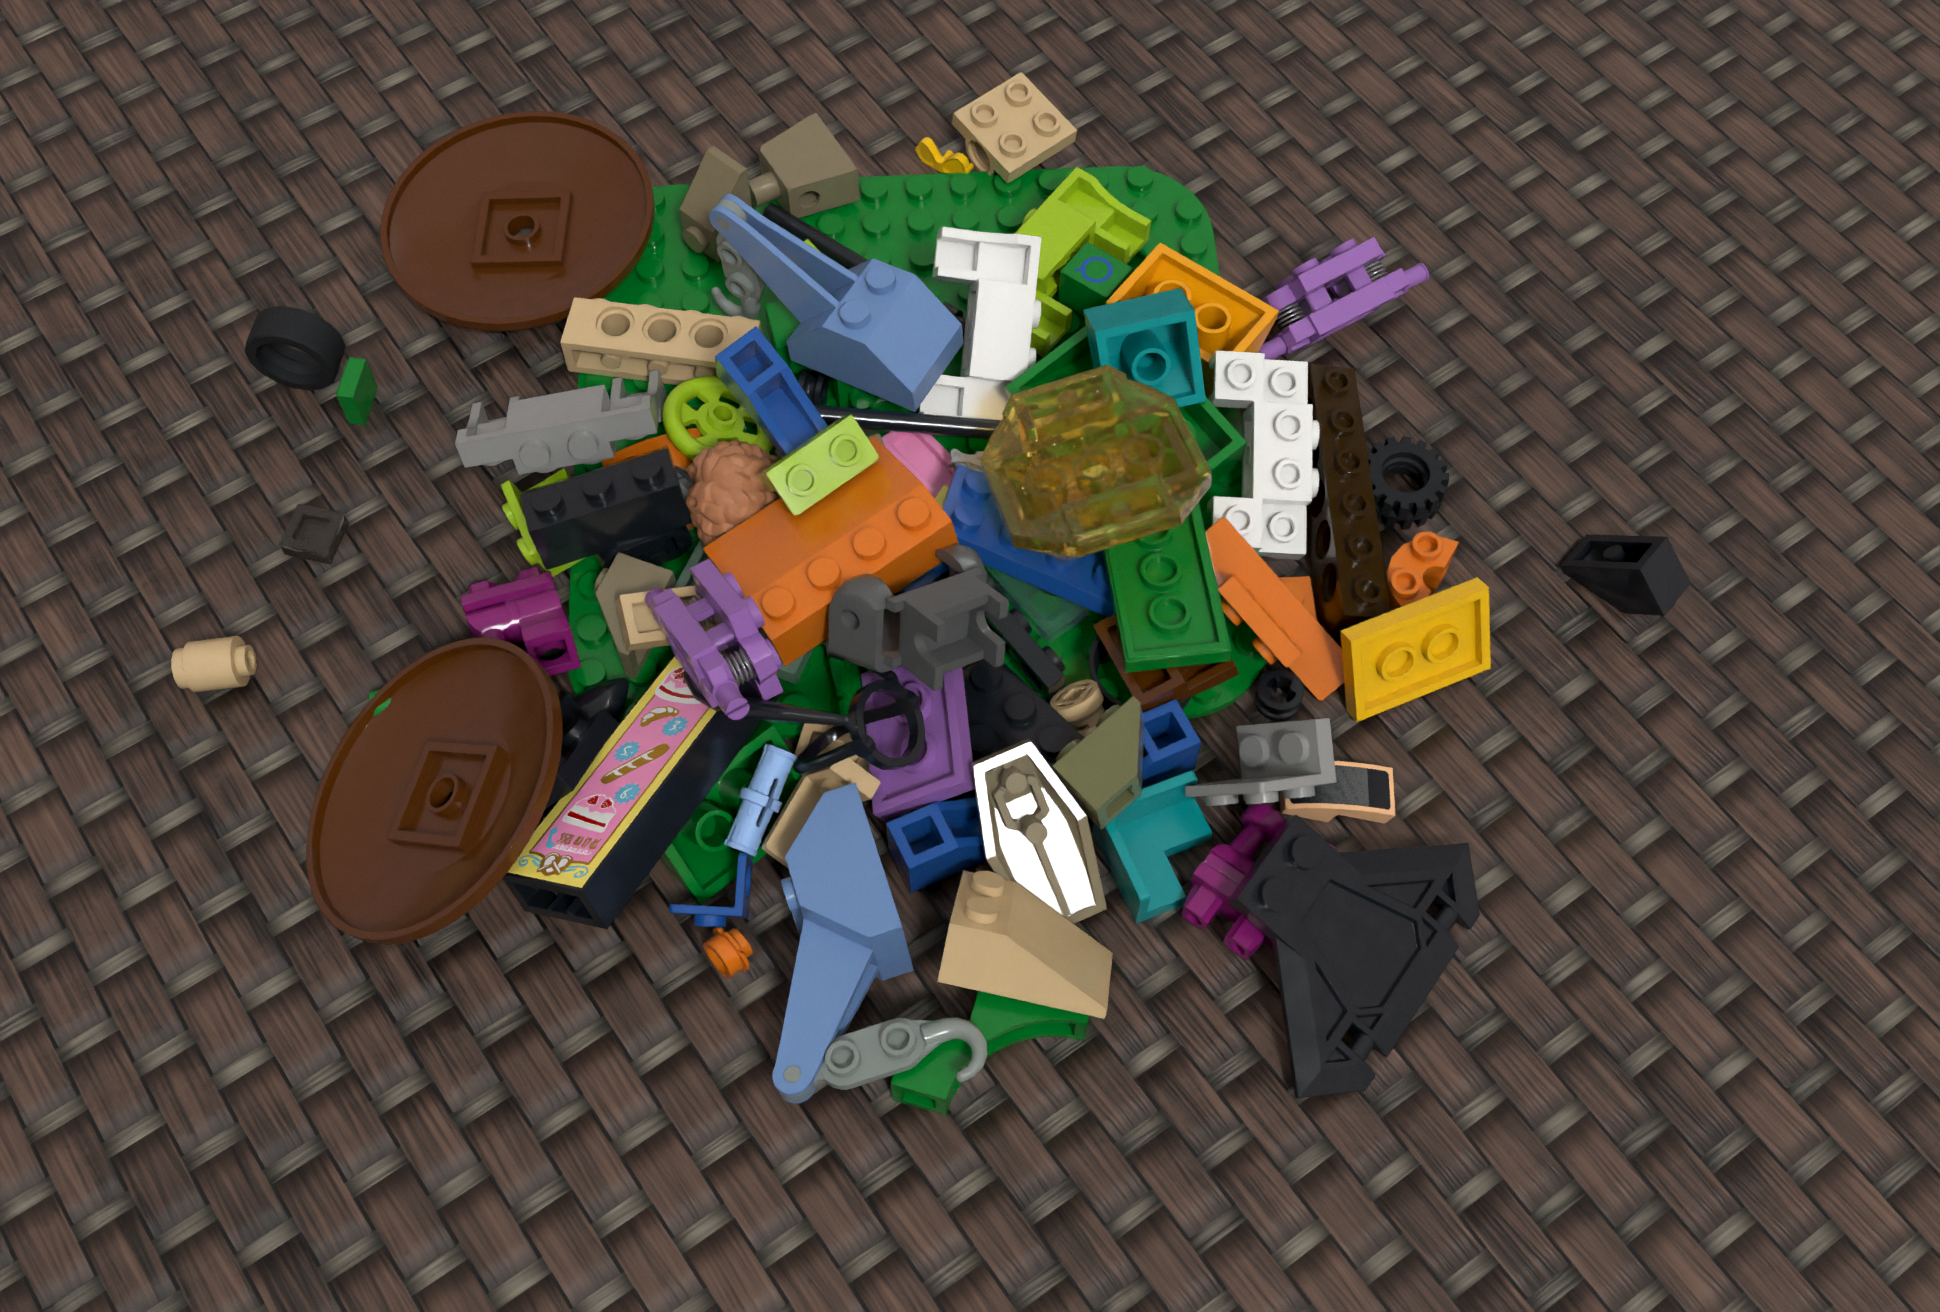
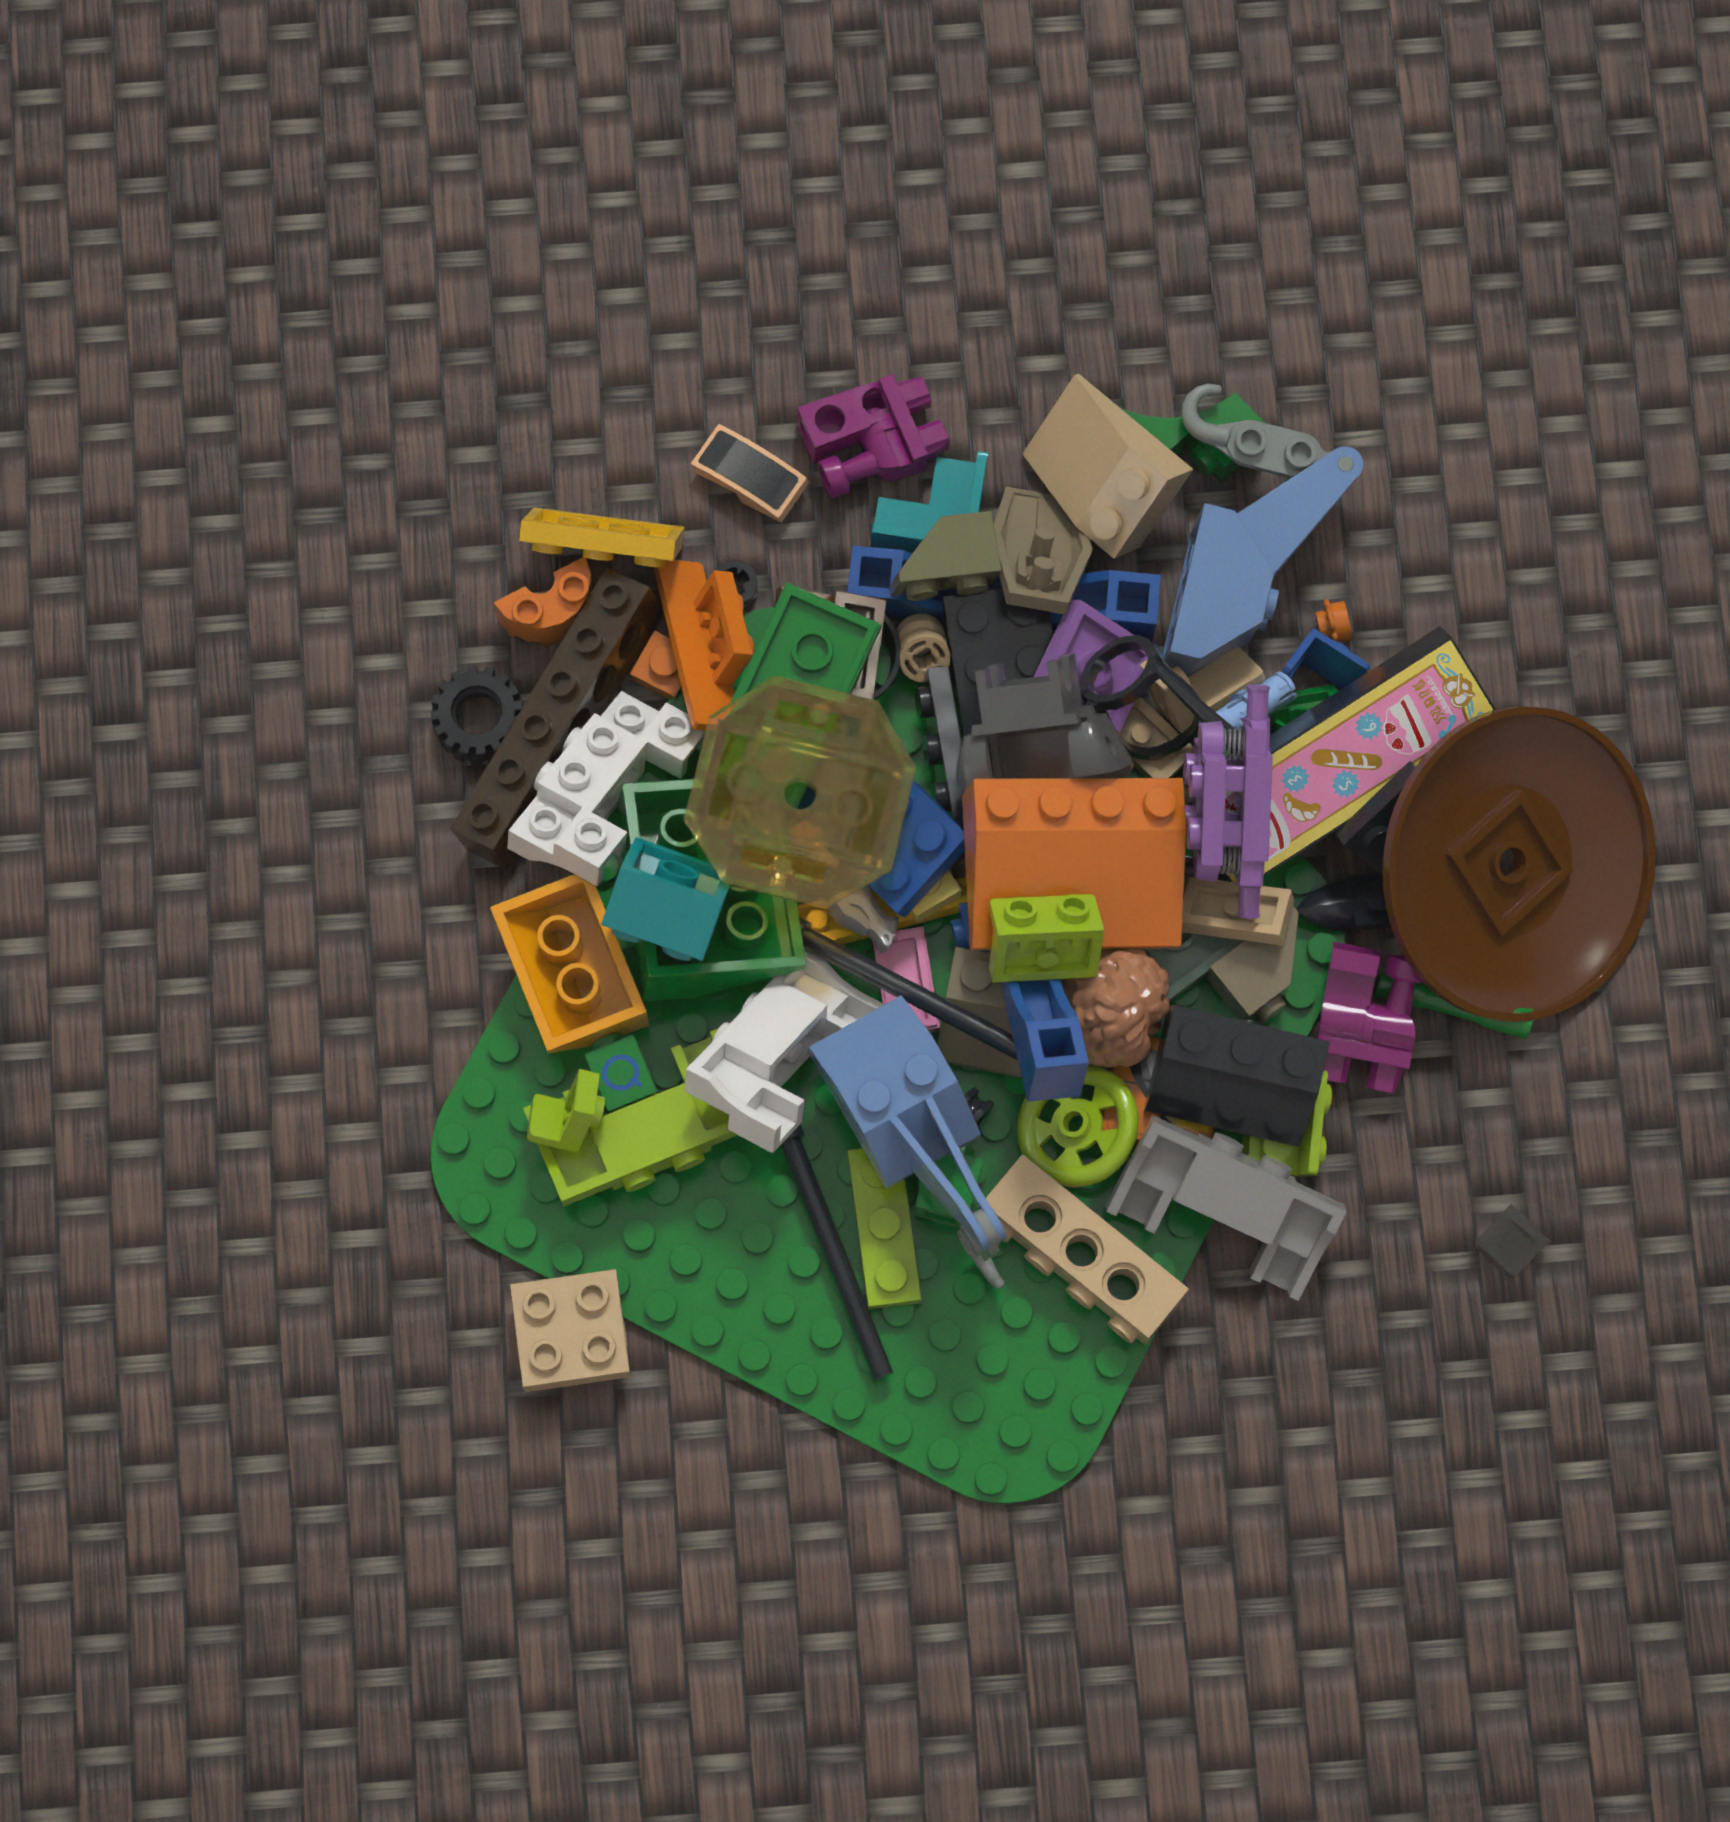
camera: 150 degrees left, 15 degrees up
(213, 664) = (1656, 1146): tan brick -> none
(301, 330) = (1446, 1457): black tyre -> none
(356, 391) = (1404, 1388): green tile -> none
(467, 196) = (1226, 1487): reddish brown dish -> none
(714, 178) = (949, 1377): dark tan slope -> none
(805, 170) = (825, 1393): dark tan torso -> none
(947, 163) = (658, 1360): yellow piece -> none
(1115, 208) = (567, 1121): none -> lime bracket
(1275, 759) = (812, 491): light grey bracket -> none
(1353, 944) = (831, 338): black plate -> none
(1354, 293) = (398, 935): medium lavender piece -> none
(1629, 572) = (353, 515): black slope -> none

